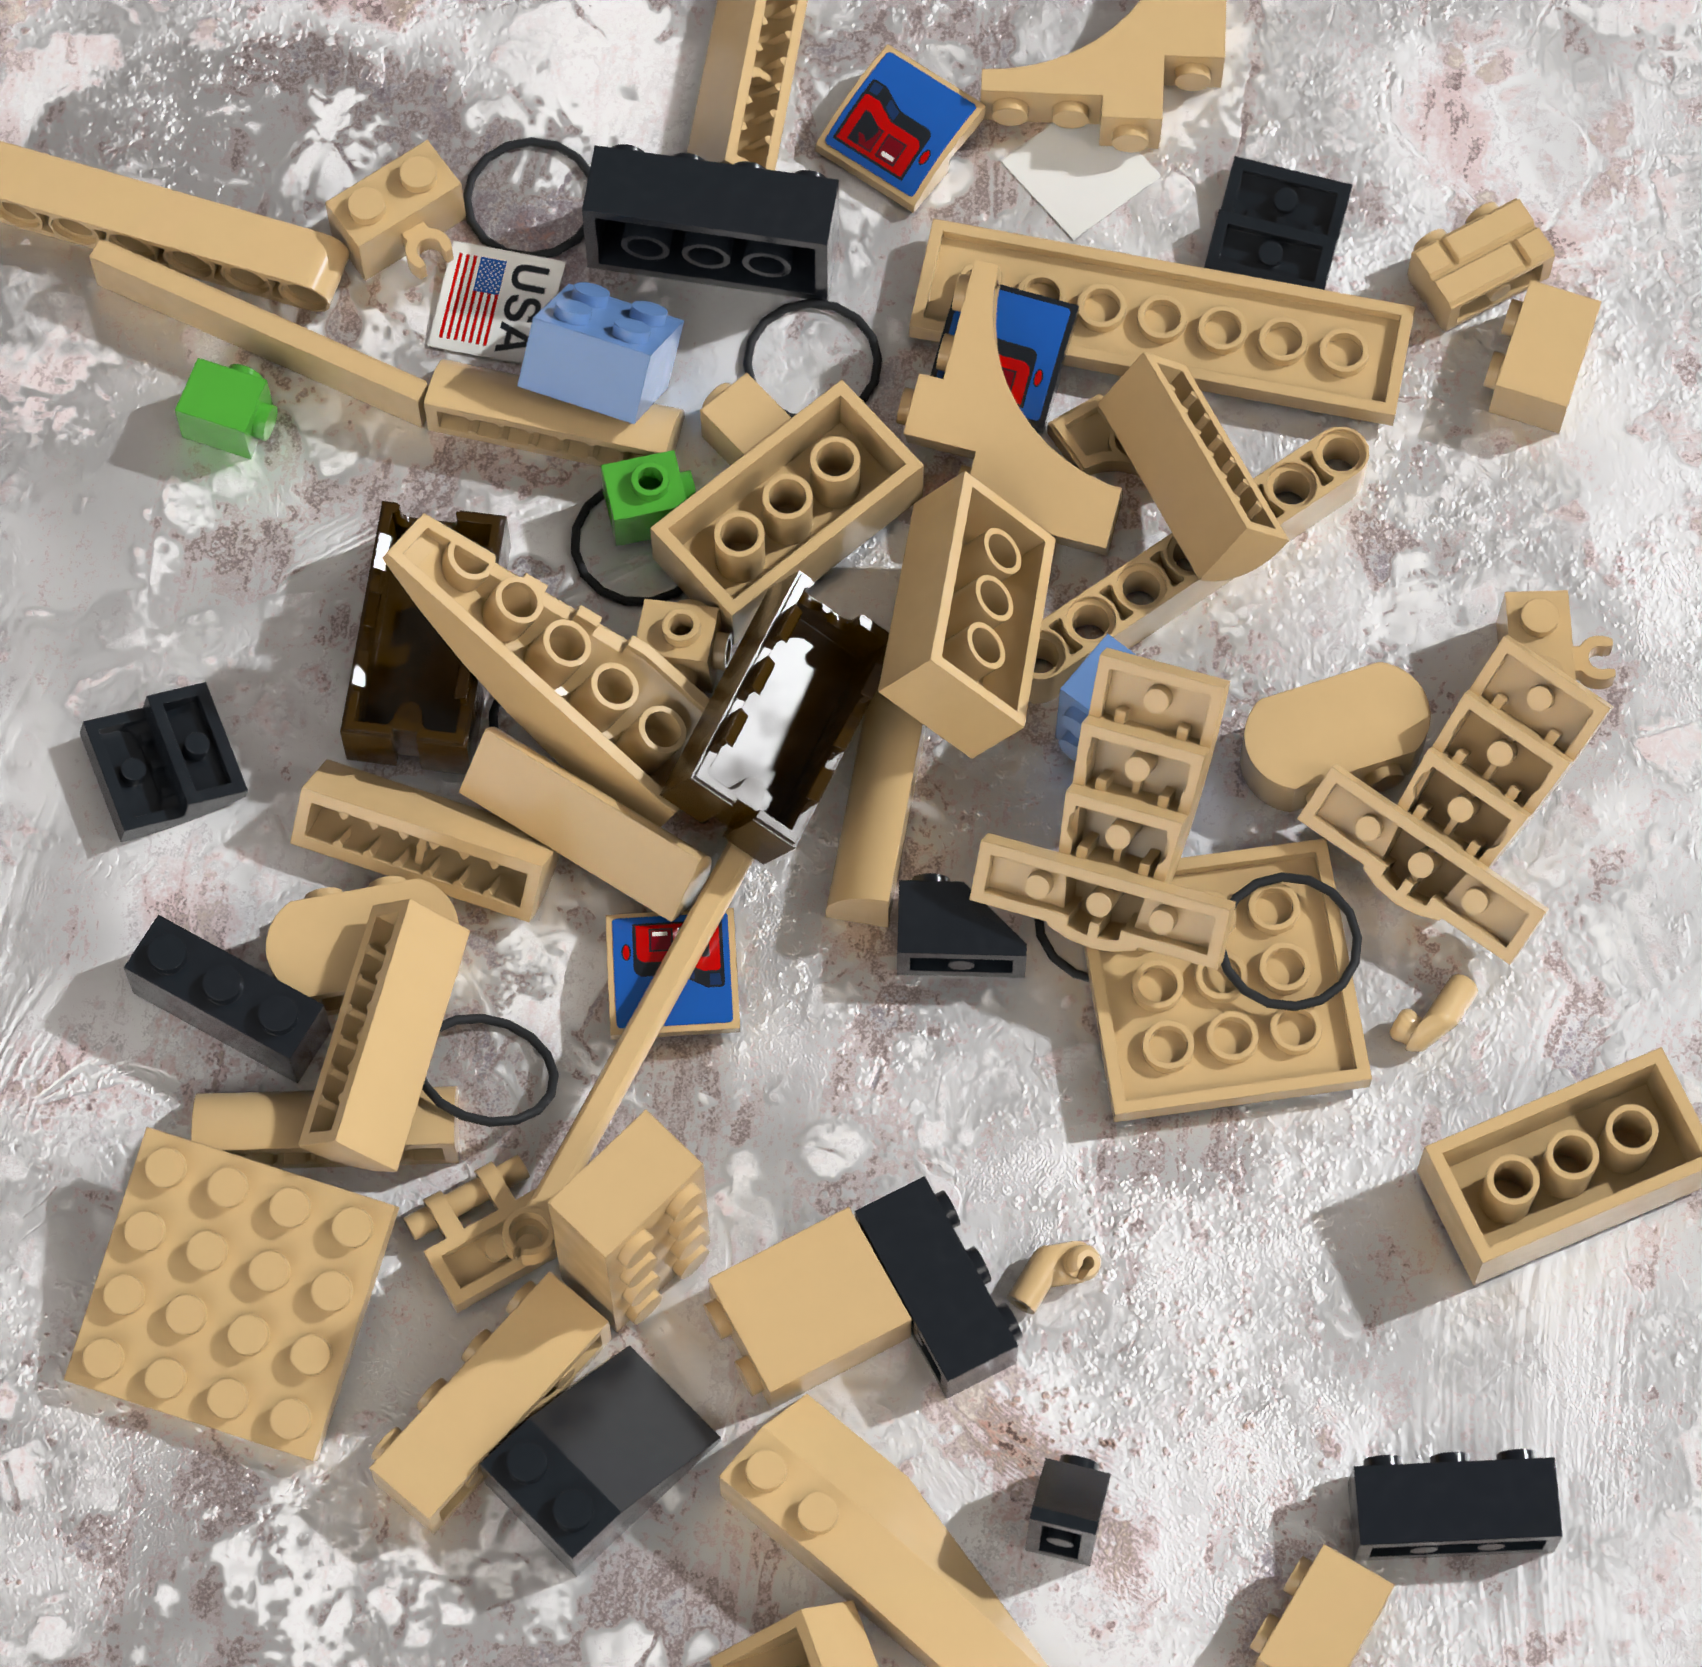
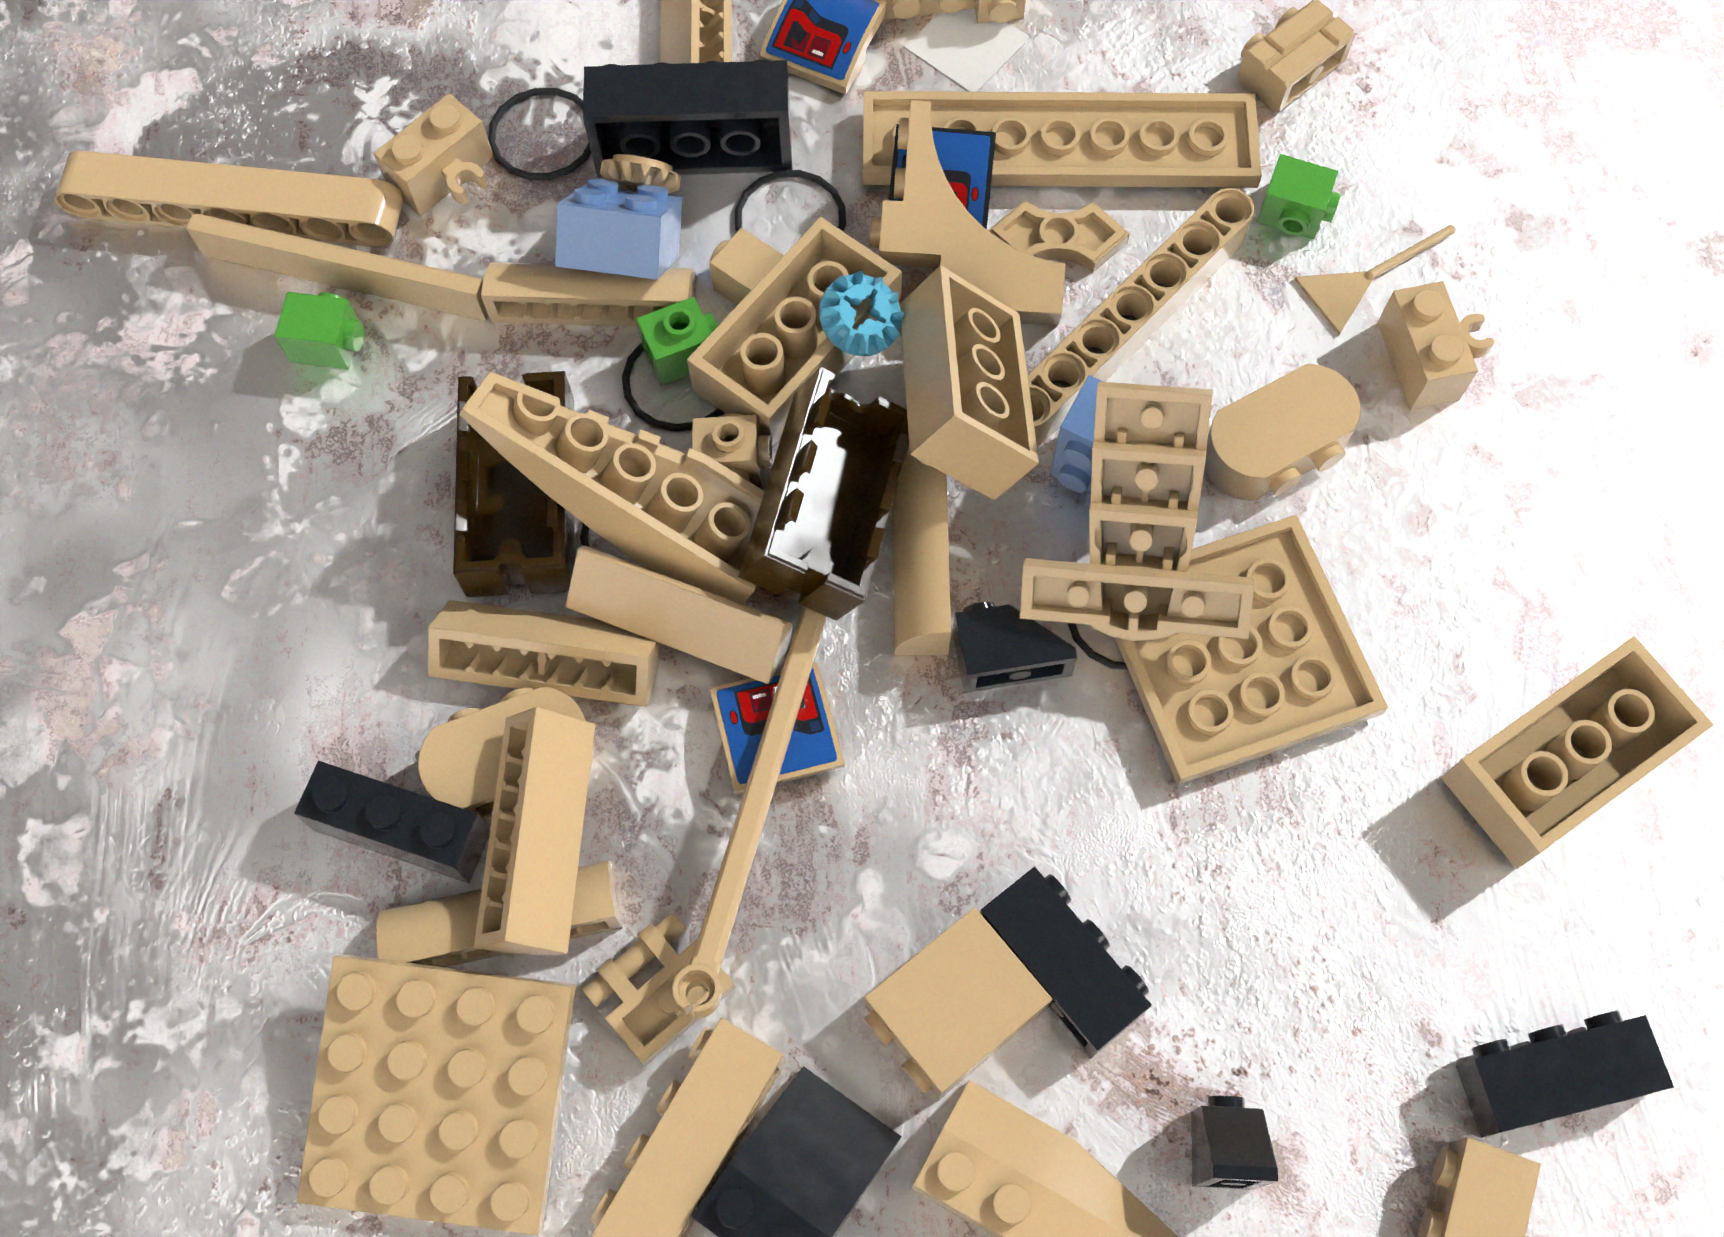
camera: 10 degrees left, 0 degrees up
(163, 762) = (310, 627): black slope -> none
(492, 300) = (522, 214): sticker -> none
(501, 1120) = (642, 890): black piece -> none
(632, 1222) = (789, 962): tan brick -> none
(639, 281) = (637, 171): none -> tan gear
(834, 511) = (838, 316): none -> medium azure gear
(1053, 1267) = (1157, 923): tan arm -> none
(1192, 470) = (1119, 240): tan brick -> none
(1278, 224) = (1131, 52): black slope -> none
(1355, 950) = (1348, 611): black piece -> none
(1434, 450) = (1299, 197): none -> bright green brick
(1440, 1019) = (1427, 648): tan arm -> none
(1460, 577) = (1340, 293): none -> tan piece
(1468, 800) = (1411, 461): tan slope -> none
(1543, 356) = (1363, 114): tan brick -> none

